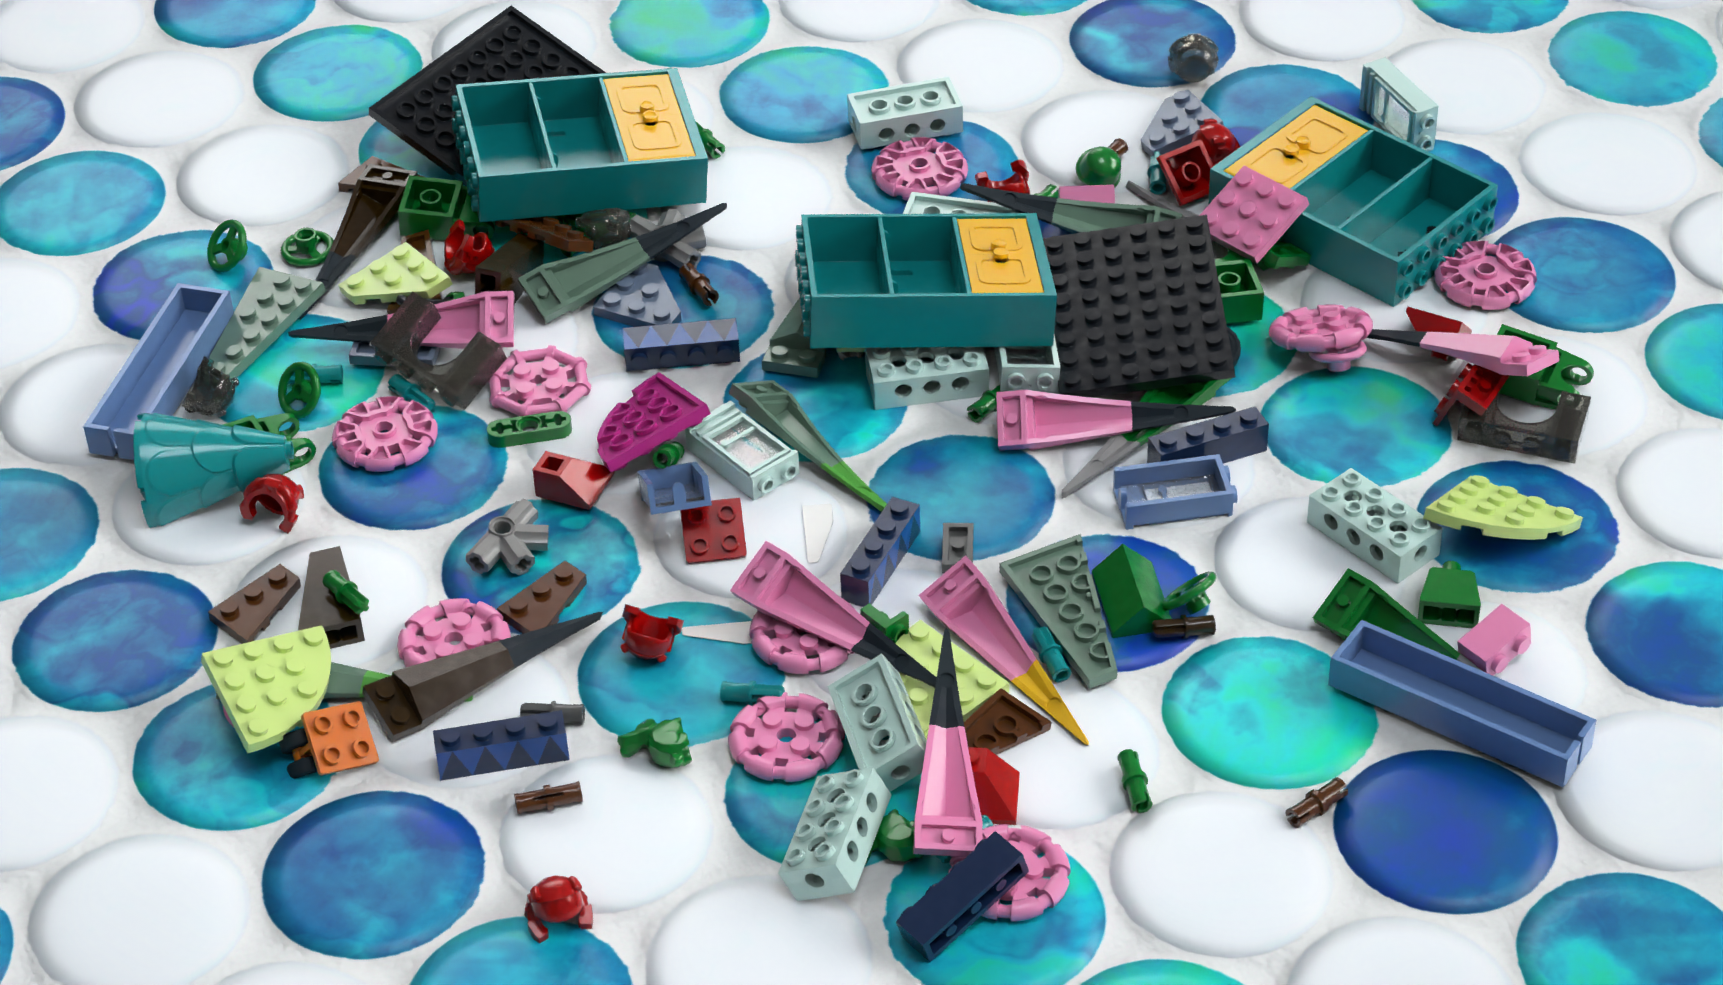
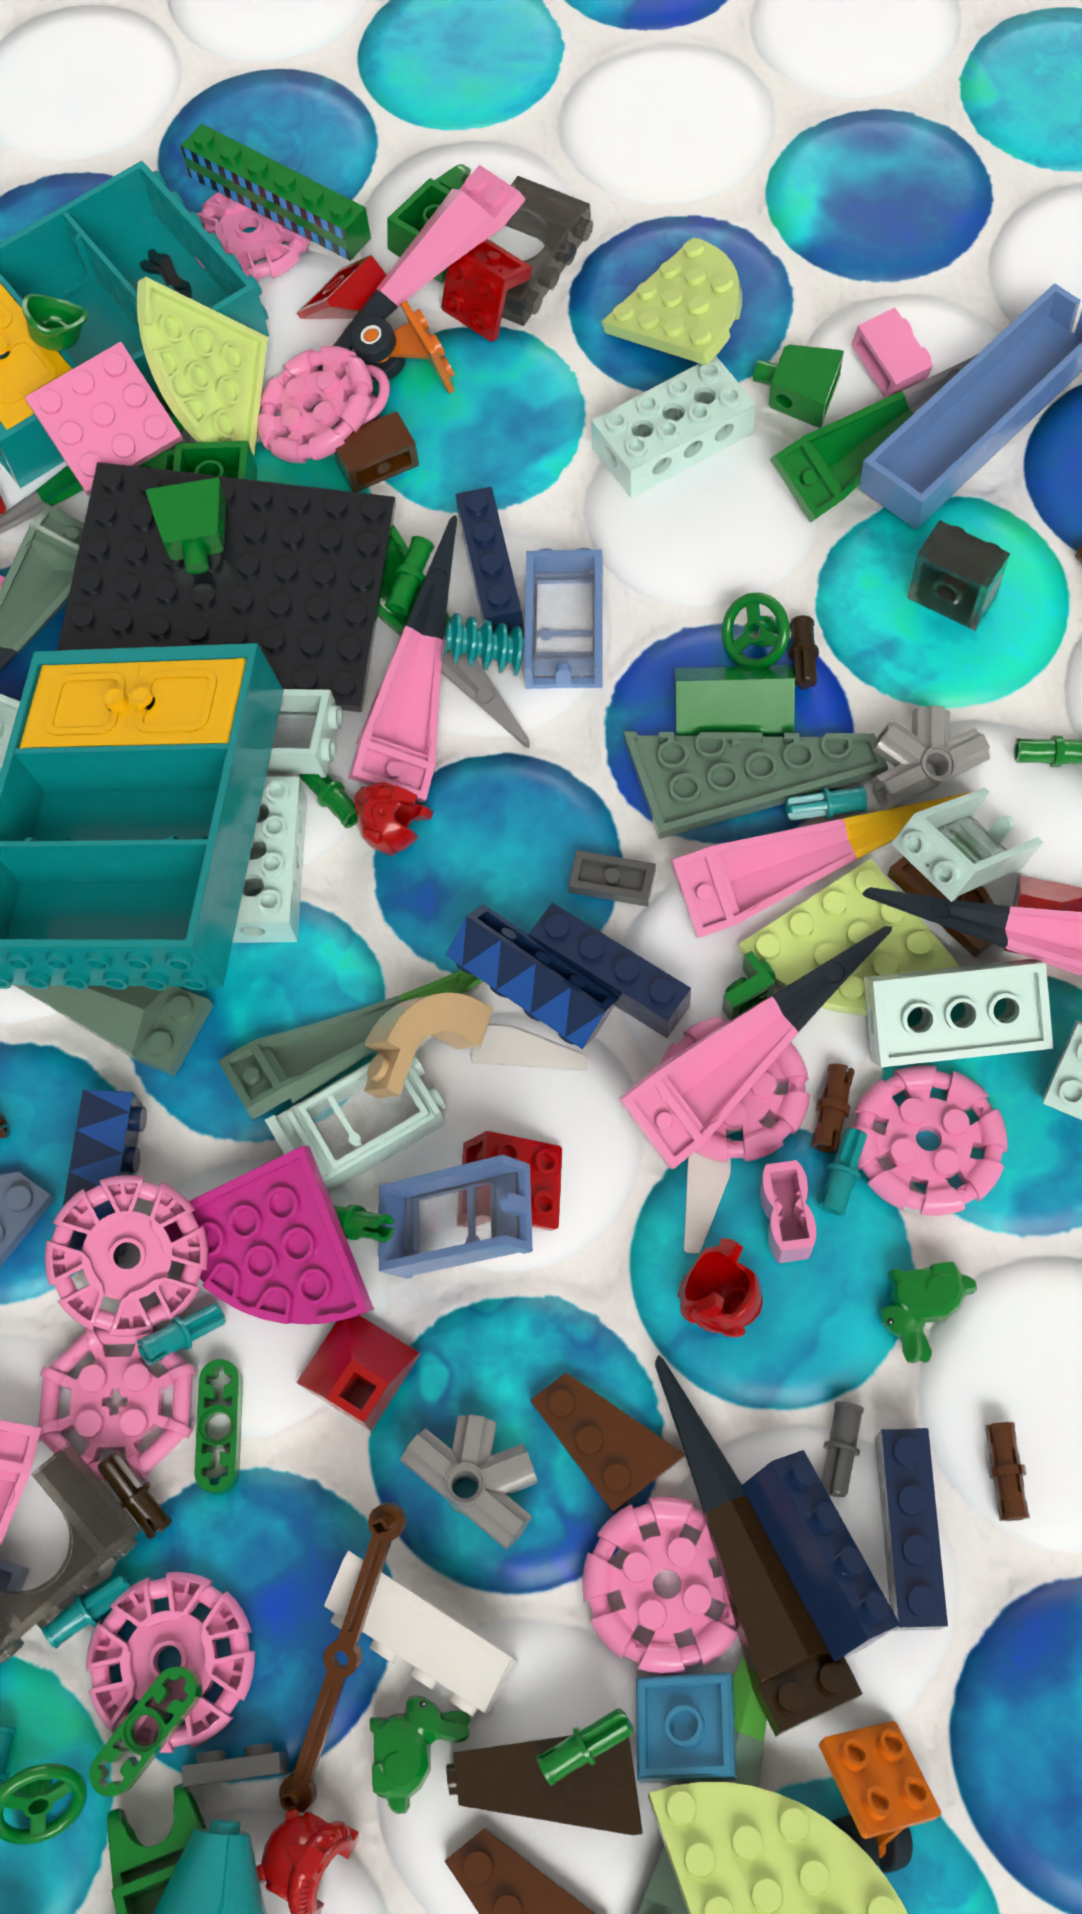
camera: 75 degrees left, 25 degrees up
(325, 460) = (215, 1768): none -> dark grey plate
(342, 532) = (404, 1748): none -> green animal
(360, 427) = (112, 1752): none -> green beam
(364, 653) = (686, 1728): none -> dark azure tile
(390, 481) = (299, 1789): none -> reddish brown piece
(411, 528) = (426, 1639): none -> white slope
(477, 694) = (819, 1555): none -> dark blue brick
(479, 395) = (134, 1494): none -> dark brown axle
(584, 396) = (180, 1333): none -> teal axle
(628, 368) = (98, 1255): none -> bright pink plate
(712, 658) = (791, 1220): none -> bright pink brick
(802, 683) = (832, 1108): none -> reddish brown pin
(823, 469) = (400, 1031): none -> tan arch
(861, 505) = (531, 976): none -> dark blue brick
(971, 422) = (385, 816): none -> red helmet
(1017, 705) = (957, 849): none -> light aqua door
(1103, 687) = (926, 743): none -> light grey piece
(1128, 440) = (483, 643): none -> teal piece
(1164, 262) = (190, 521): none -> green torso
(1177, 395) = (409, 575): none -> green pin
(1274, 694) = (957, 575): none -> clear smoke brick
(1293, 372) = (376, 452): none -> reddish brown brick
(1313, 161) = (53, 321): none -> green helmet
(1314, 255) = (202, 364): none -> yellowish green plate
(1392, 367) = (387, 349): none -> plate
(1511, 268) = (276, 192): none -> green brick

